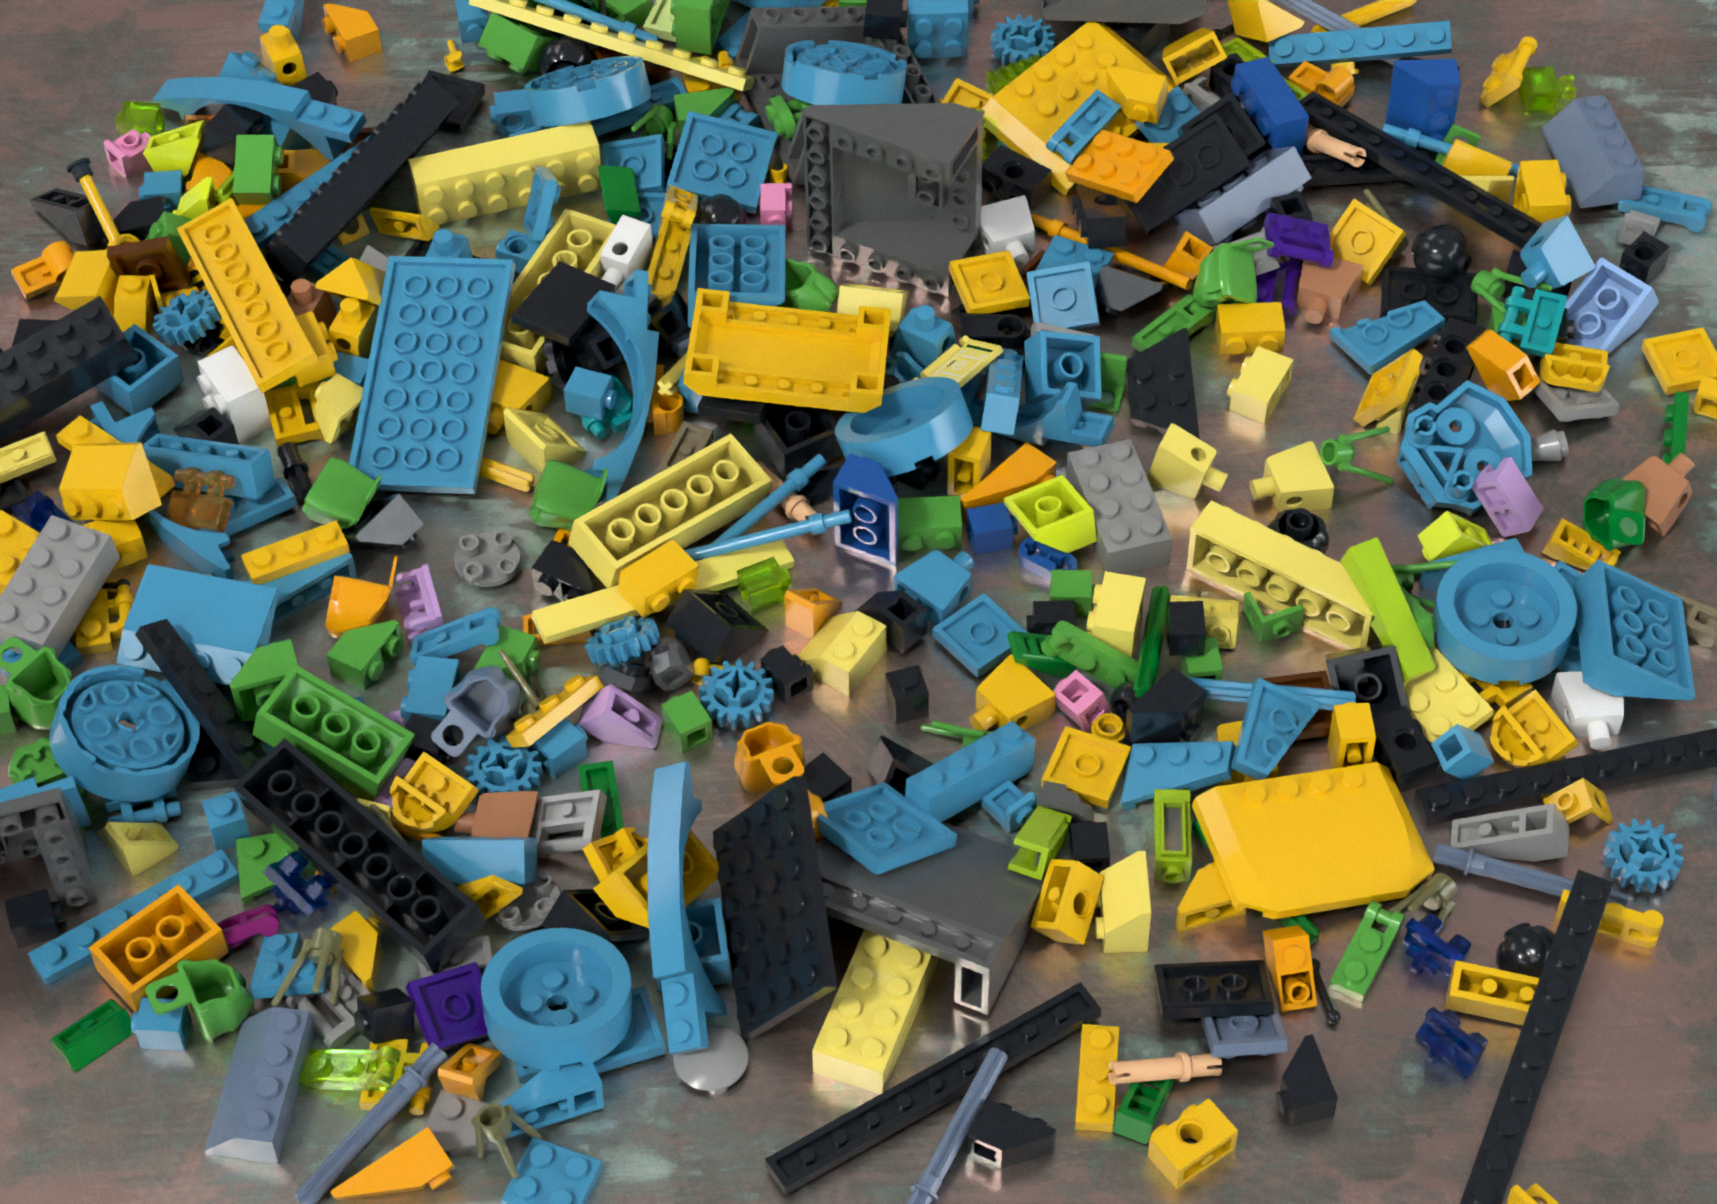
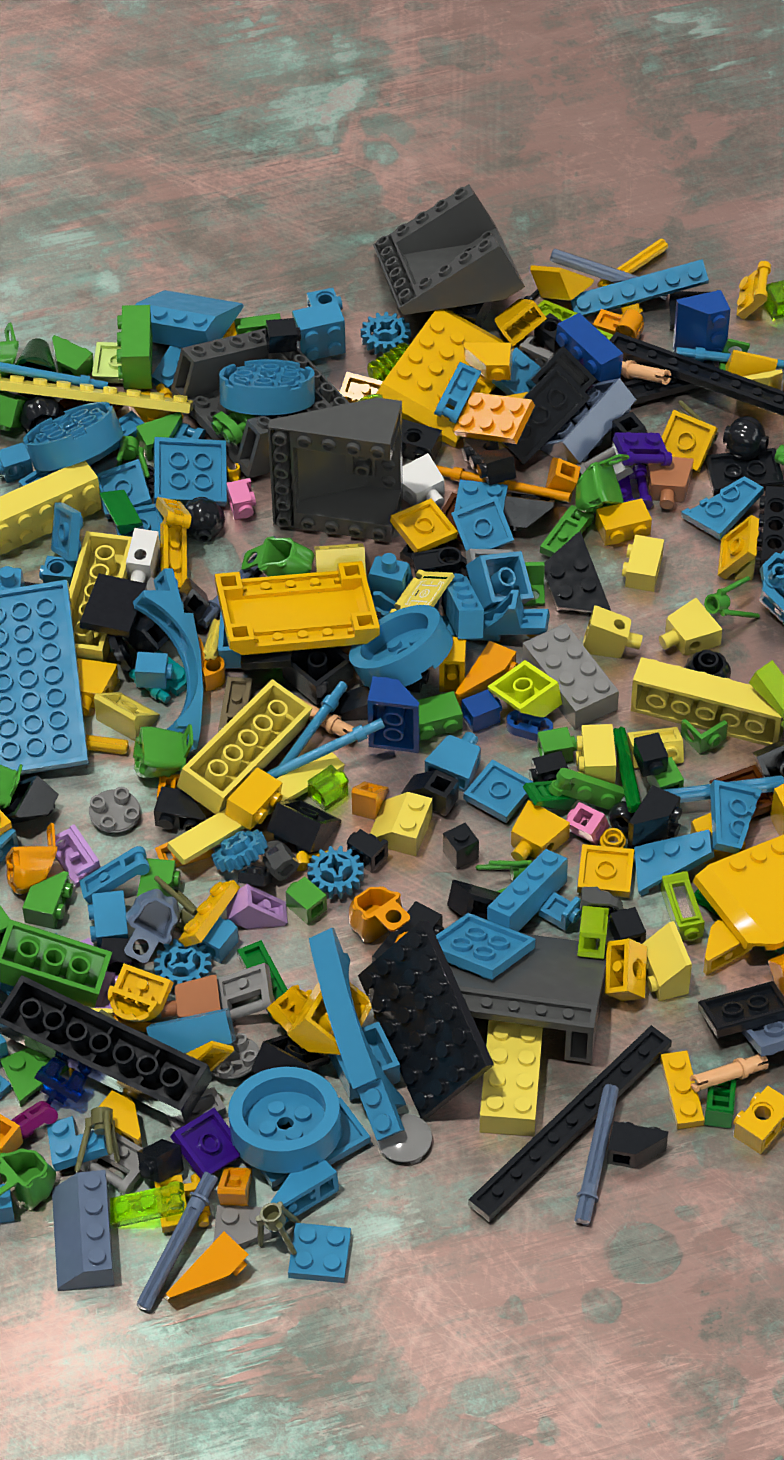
camera: 15 degrees left, 0 degrees up
(737, 260) = (230, 546): dark azure slope -> none

